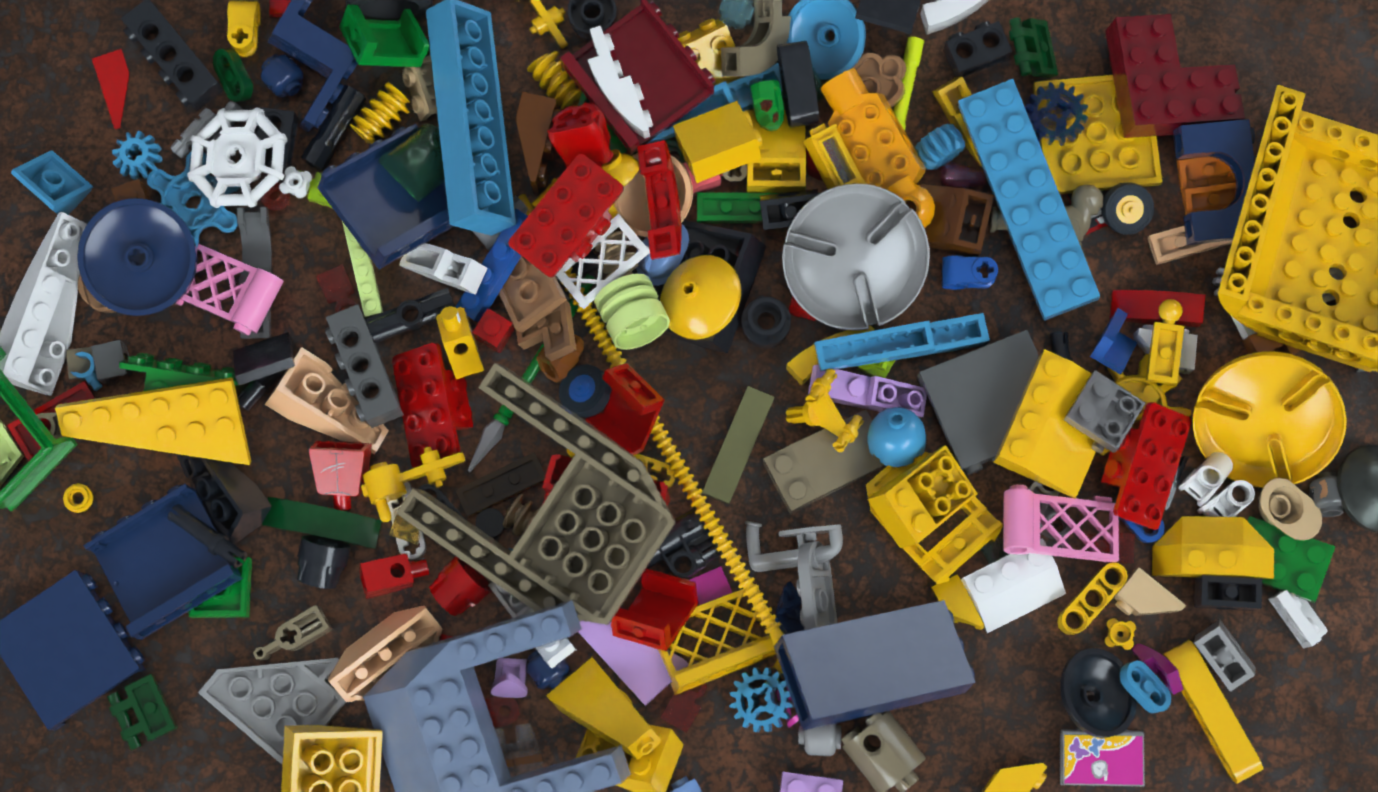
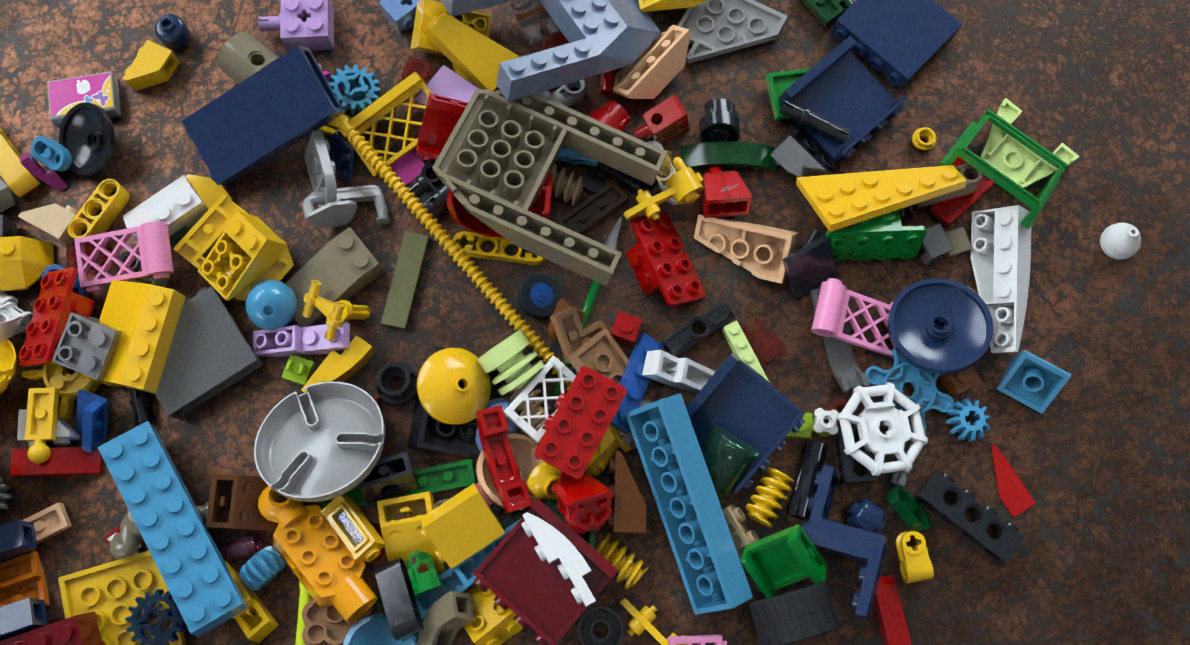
camera: 165 degrees right, 5 degrees down
(90, 376) = (953, 227): dark azure piece -> none
(181, 146) = (926, 454): light grey axle -> none
(309, 627) = (724, 71): dark tan piece -> none
(385, 404) = (712, 273): dark grey brick -> none
(454, 330) = (653, 310): yellow torso -> none
(630, 410) = (499, 276): red panel -> none
(902, 342) = (274, 383): dark azure slope -> none
(964, 272) = (230, 459): blue piece -> none
(1126, 628) = (70, 189): yellow plate -> none
(1127, 208) = (88, 546): black wheel -> none

